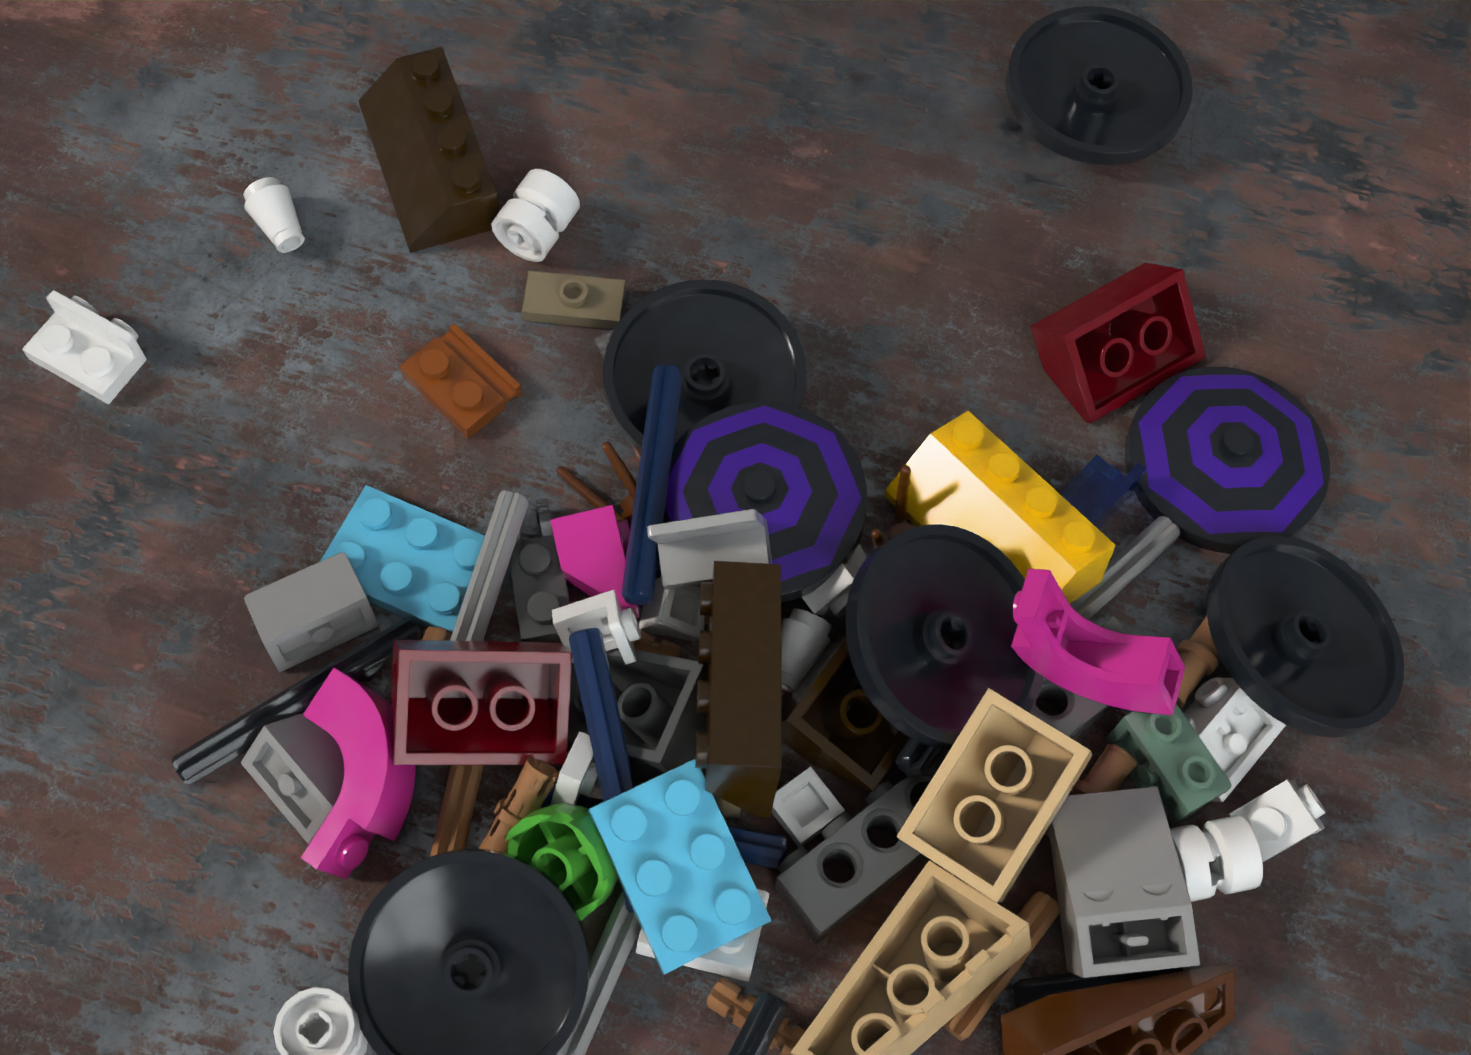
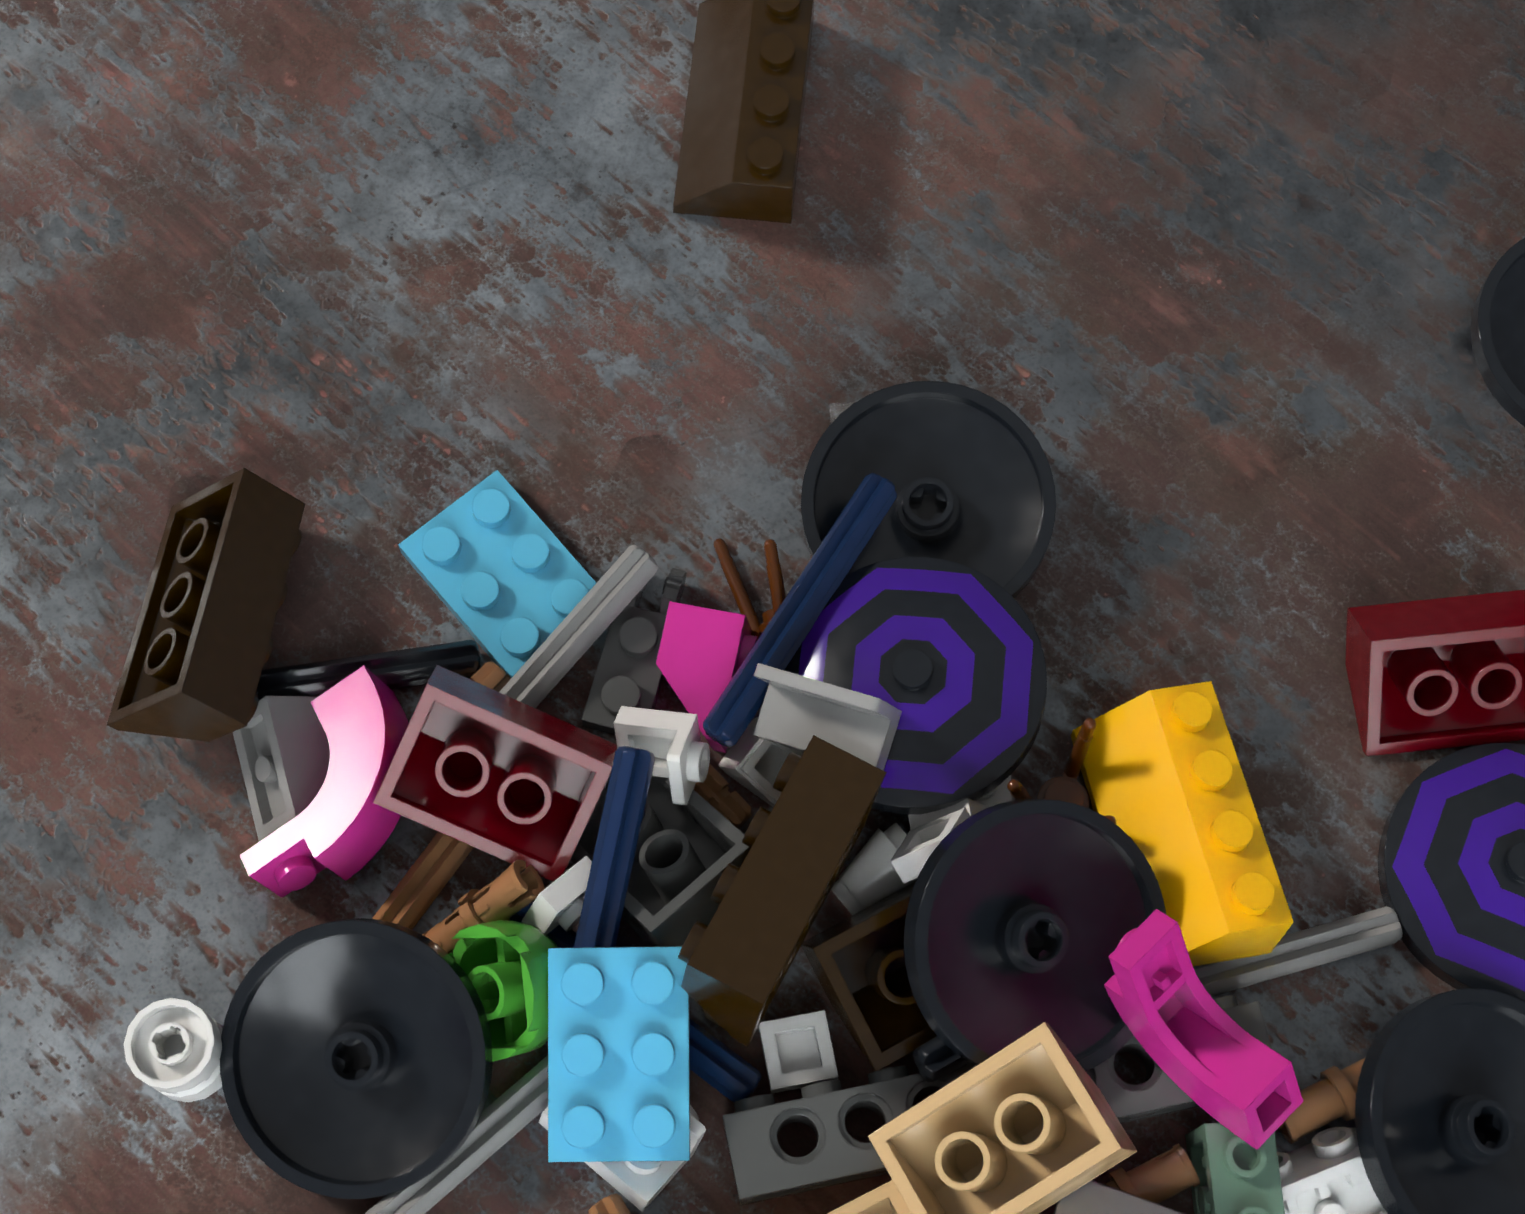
camera: 30 degrees right, 5 degrees up
(86, 347) = (274, 186): white bracket -> none
(185, 684) = (209, 611): none -> dark brown slope
(274, 212) = (542, 106): white cone -> none
(311, 611) = (373, 589): light grey panel -> none
(461, 380) = (657, 391): dark orange plate -> none
(536, 215) = (837, 224): white wheel -> none
(573, 300) = (828, 347): dark tan plate -> none
(829, 609) = (922, 842): none -> white plate
(1101, 490) = (1322, 847): clear blue panel -> none

